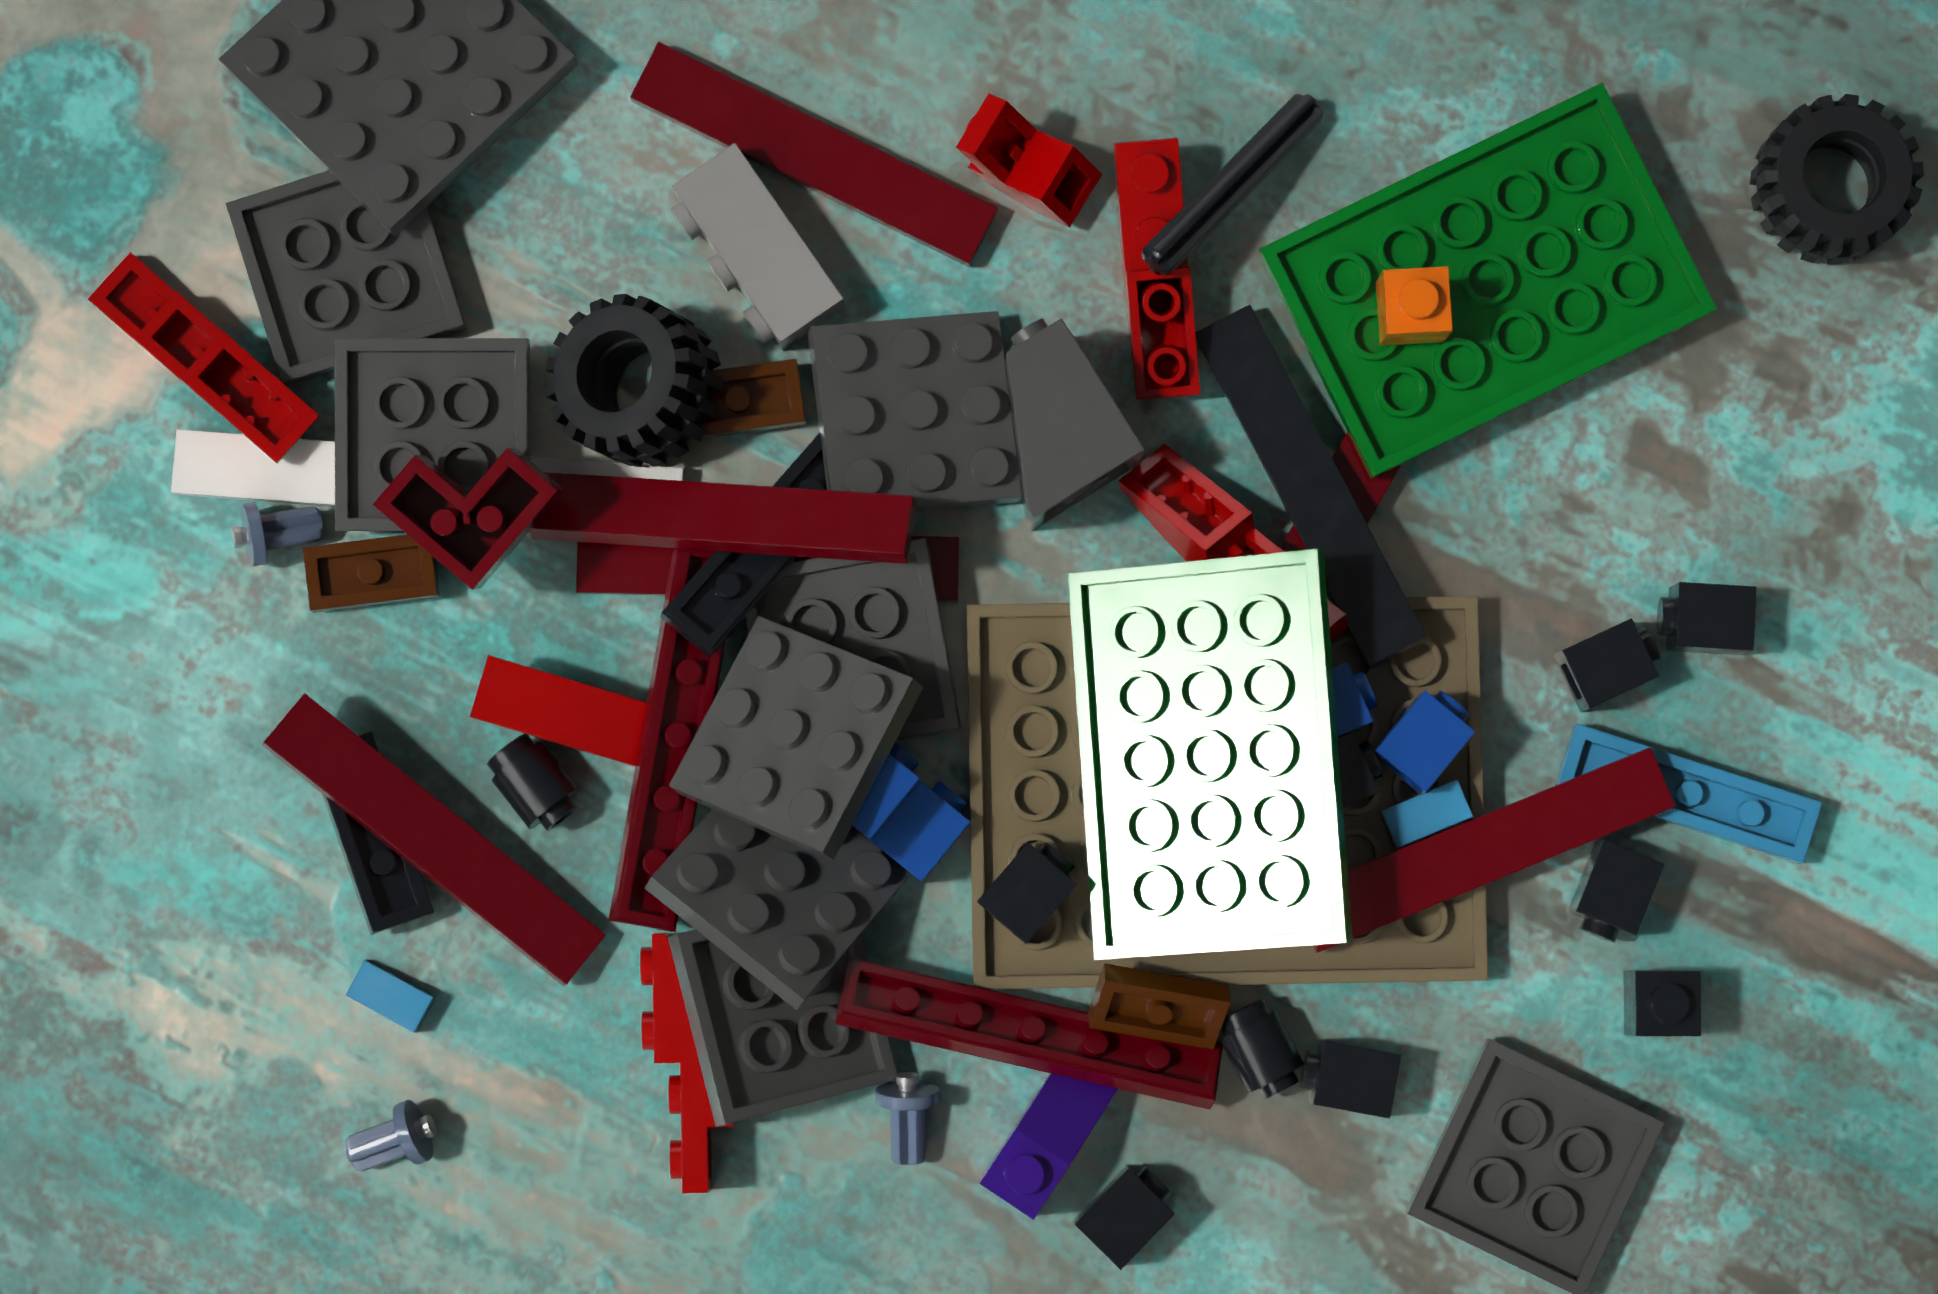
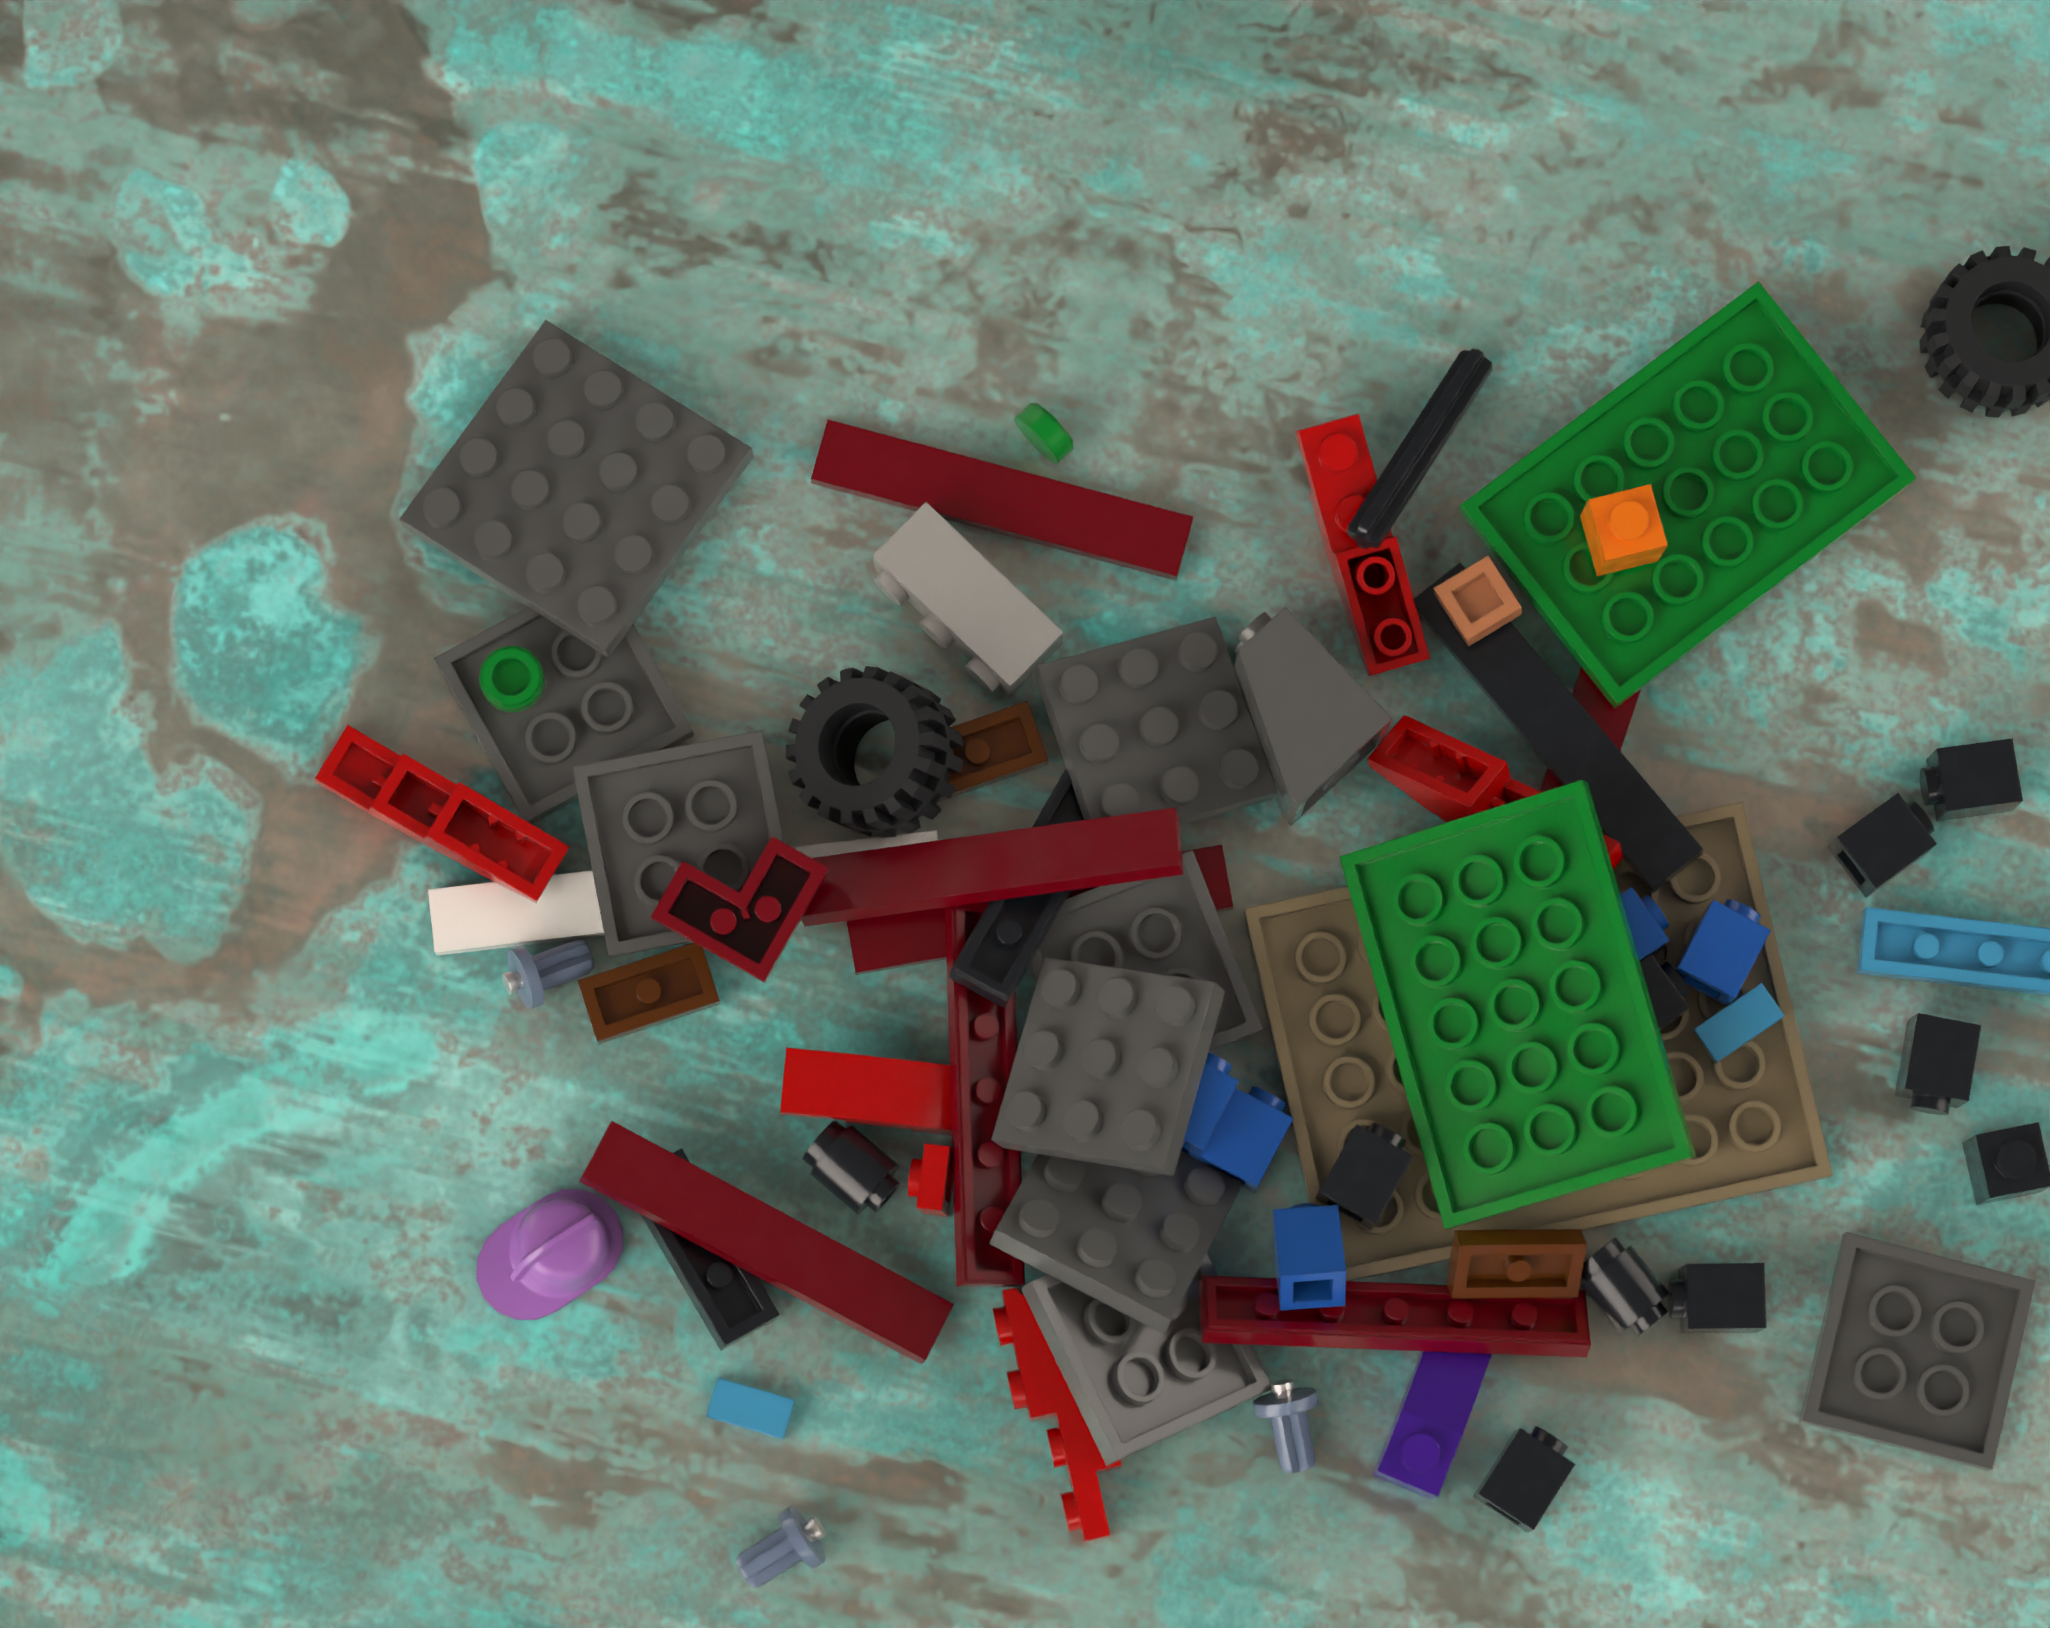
camera: 15 degrees left, 5 degrees down
(226, 807) = (549, 1254): none -> medium lavender piece
(296, 239) = (512, 679): none -> green tile
(607, 811) = (932, 1180): none -> red plate
(868, 96) = (1044, 432): none -> green tile
(955, 961) = (1309, 1257): none -> blue brick
(1027, 163) = (1215, 468): red brick -> none
(1257, 347) = (1478, 601): none -> nougat plate
(1505, 841) = (1822, 1034): dark red tile -> none

